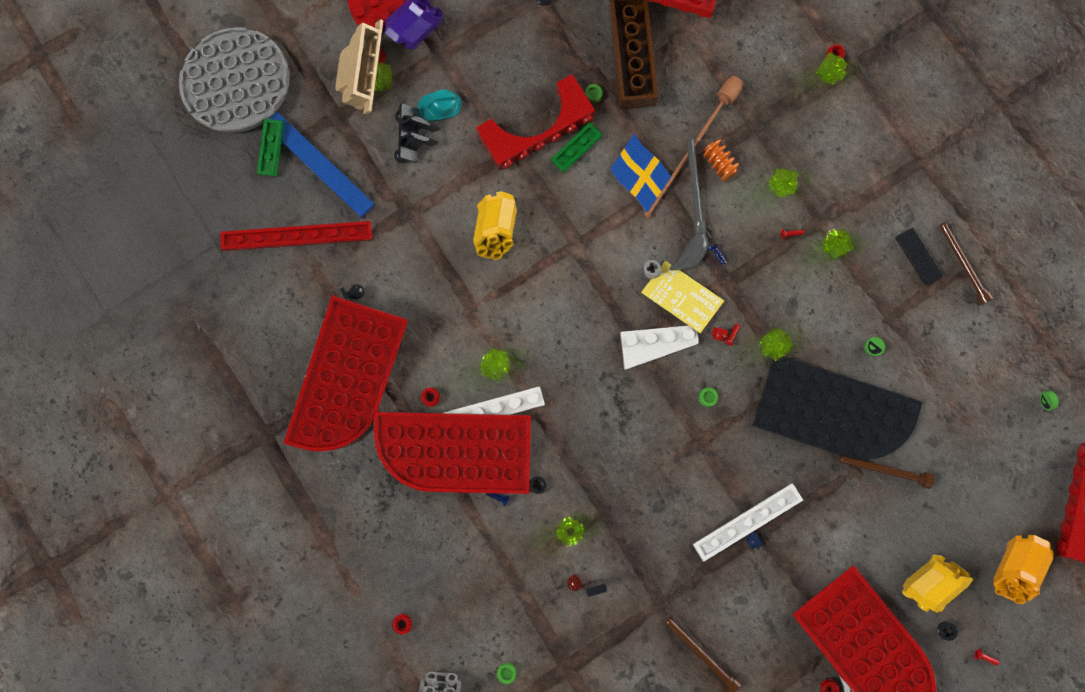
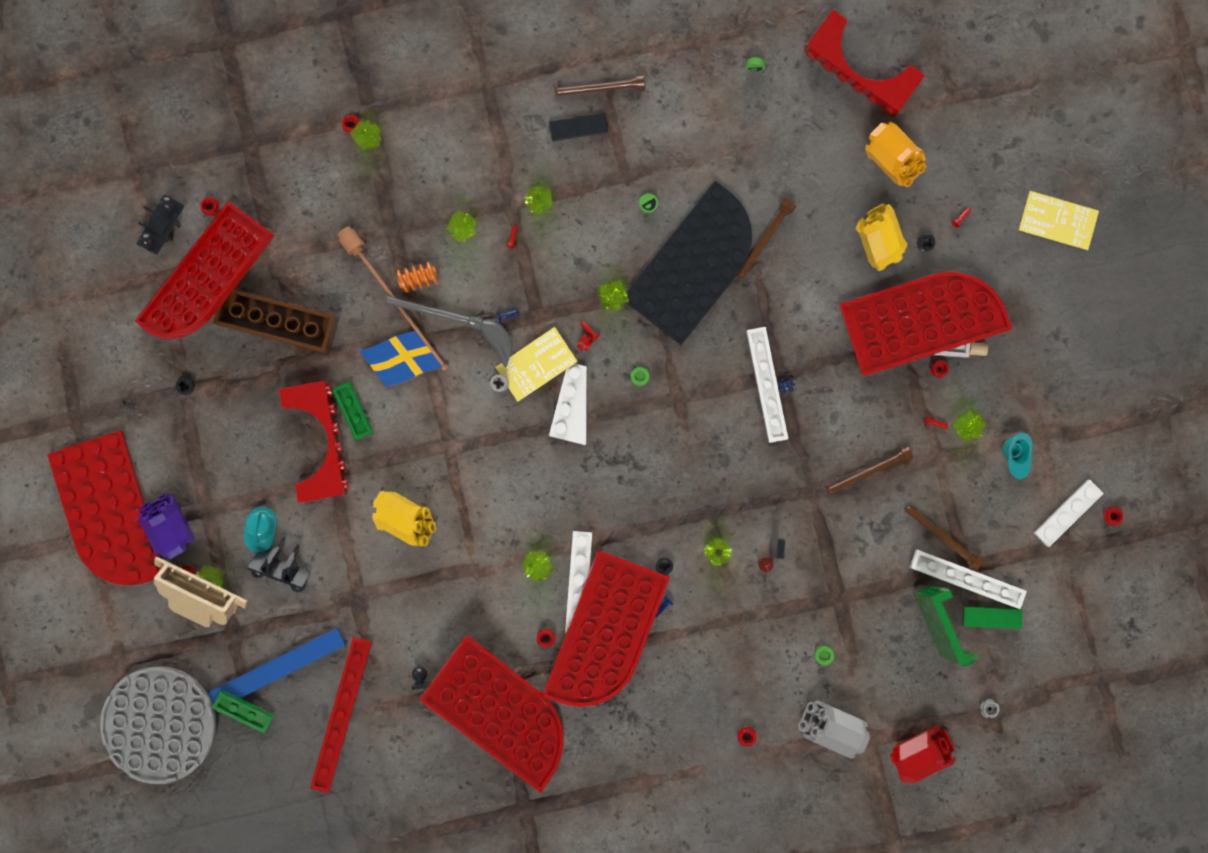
camera: 65 degrees left, 5 degrees up
(594, 93) = (304, 374): bright green tile -> none

